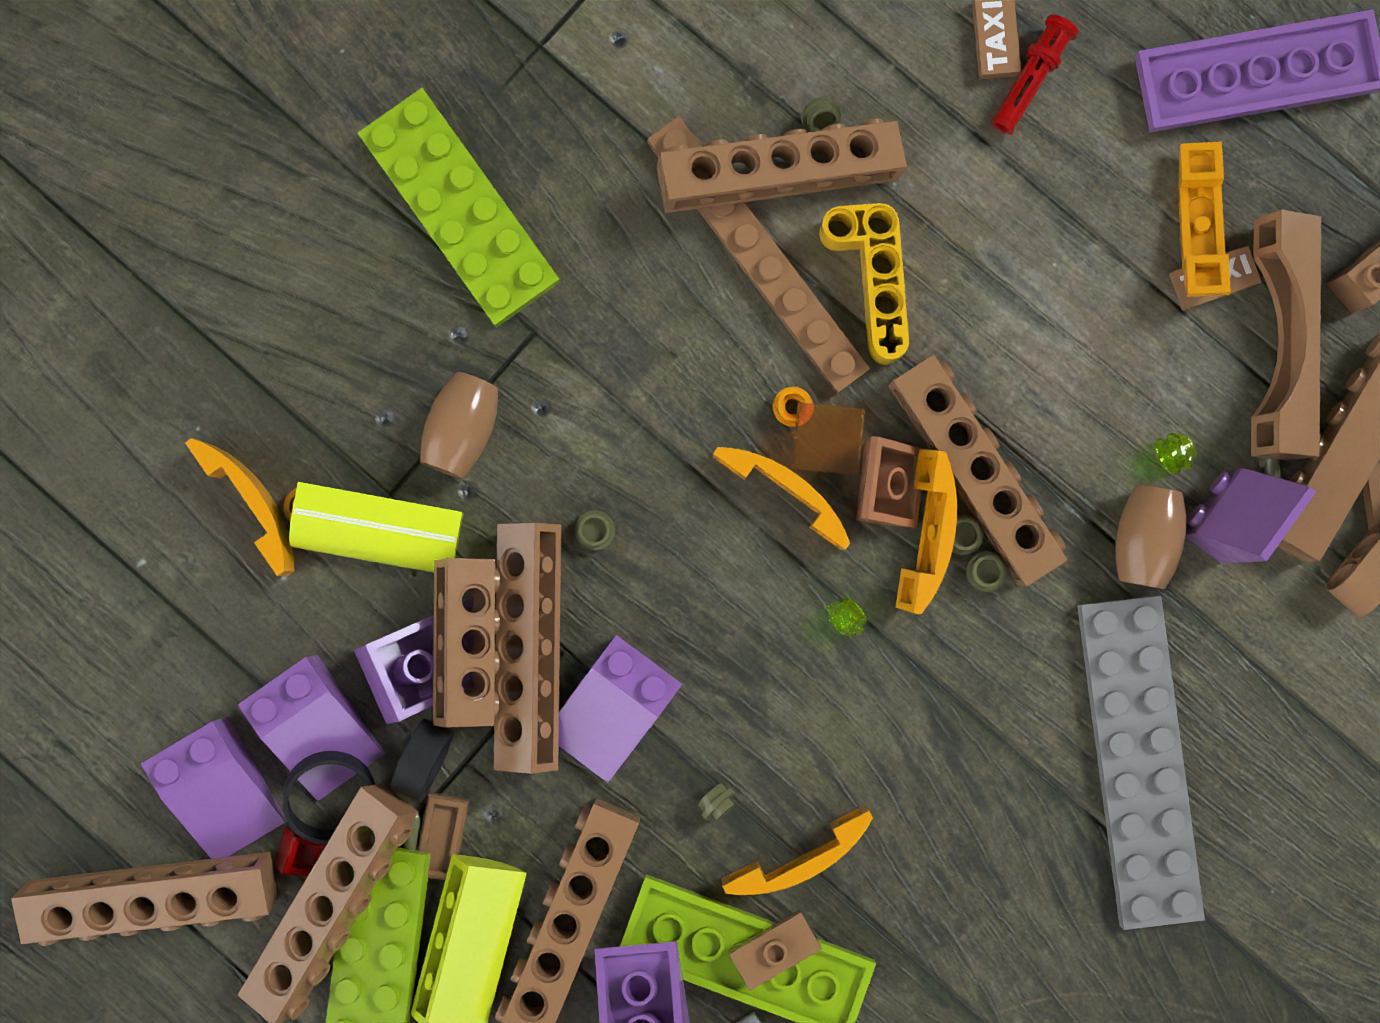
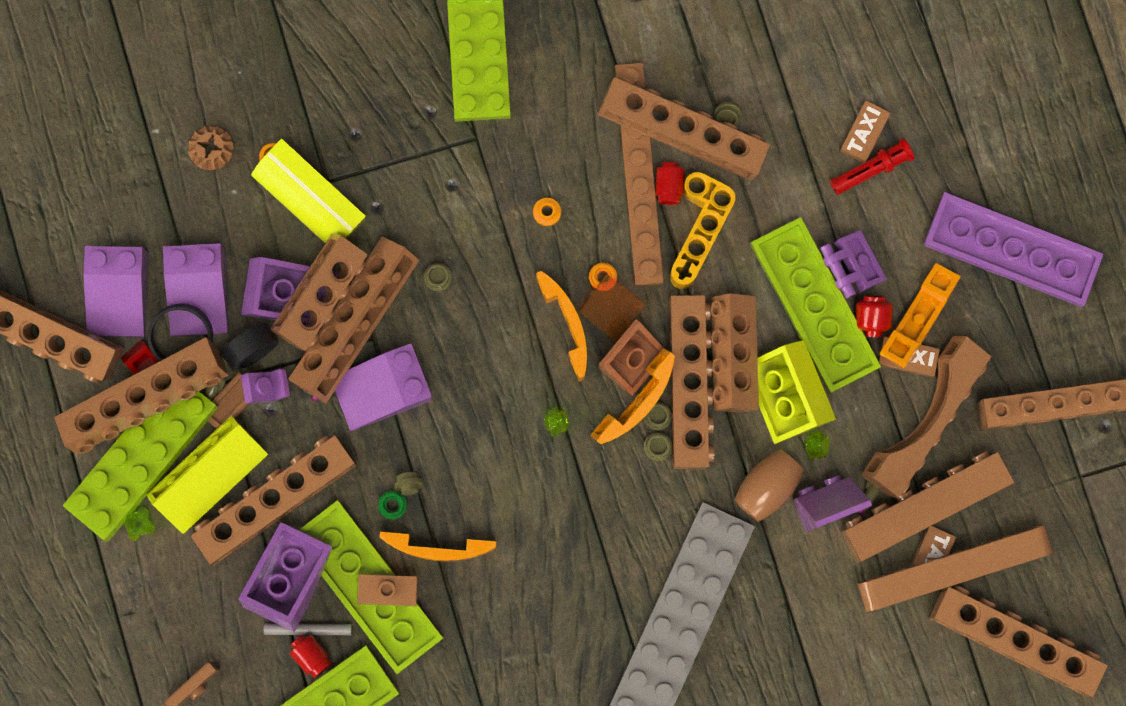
camera: 25 degrees right, 5 degrees down
(235, 552) = (215, 159): none -> medium nougat gear
(275, 543) = (243, 166): light orange slope -> none
(459, 425) = (396, 164): medium nougat piece -> none
(471, 794) = (265, 386): none -> medium lavender bracket
(677, 382) = (547, 220): none -> light orange plate
(718, 851) = (383, 502): none -> green plate
(804, 243) = (669, 183): none -> red brick
(1011, 402) = (734, 353): none -> medium nougat brick
(1068, 284) = (815, 305): none -> lime plate
(1089, 198) = (859, 260): none -> medium lavender plate
(1103, 409) = (791, 392): none -> neon yellow slope
(1146, 253) = (874, 315): none -> red head

